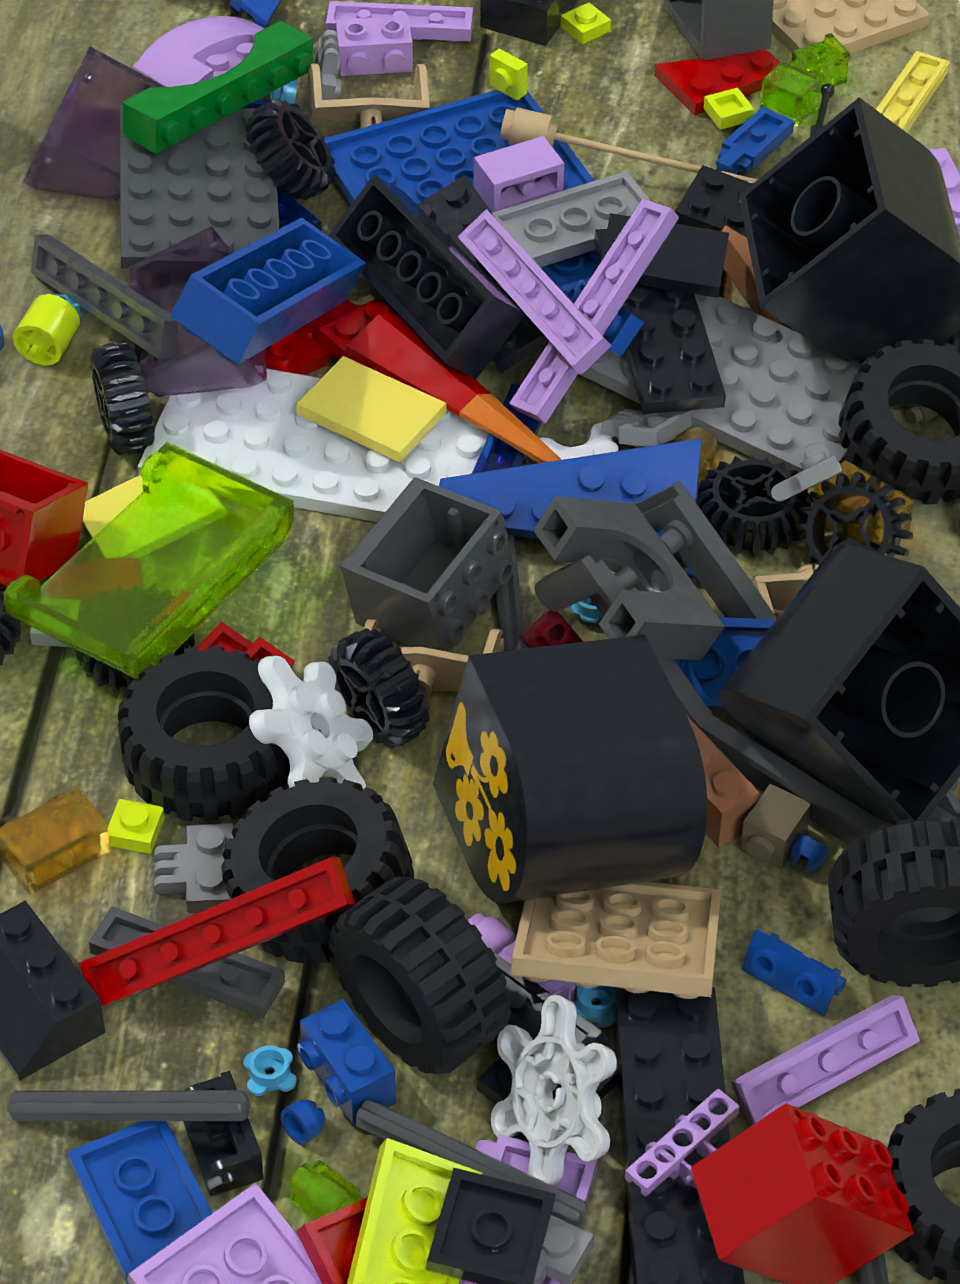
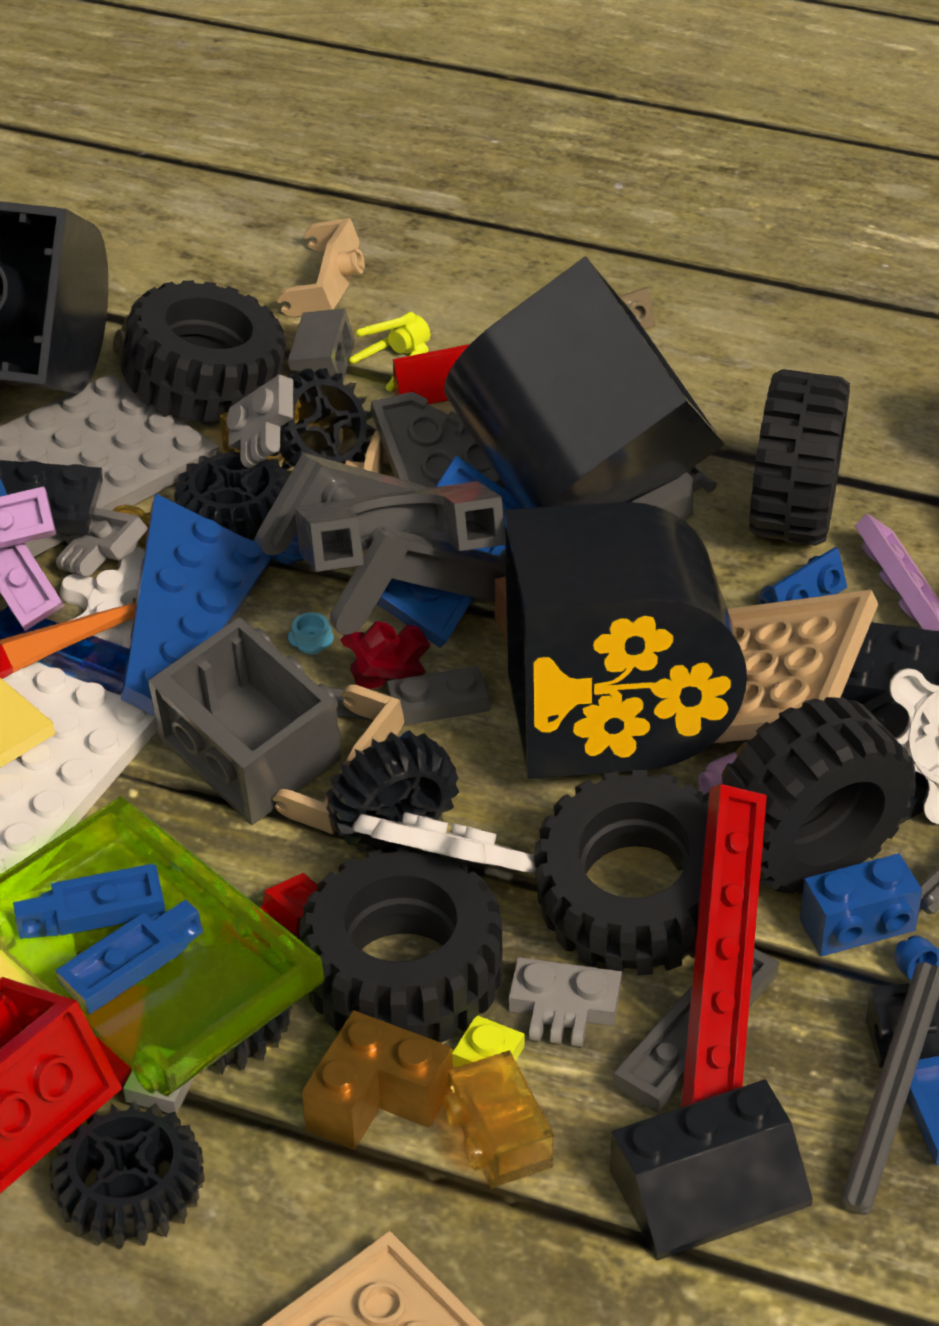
camera: 75 degrees left, 5 degrees down
(73, 742) = (372, 1070): none -> pearl gold brick
(133, 553) = (128, 955): none -> blue hinge
(186, 520) = (91, 903): none -> blue hinge
(267, 1059) = (847, 976): medium azure plate -> none

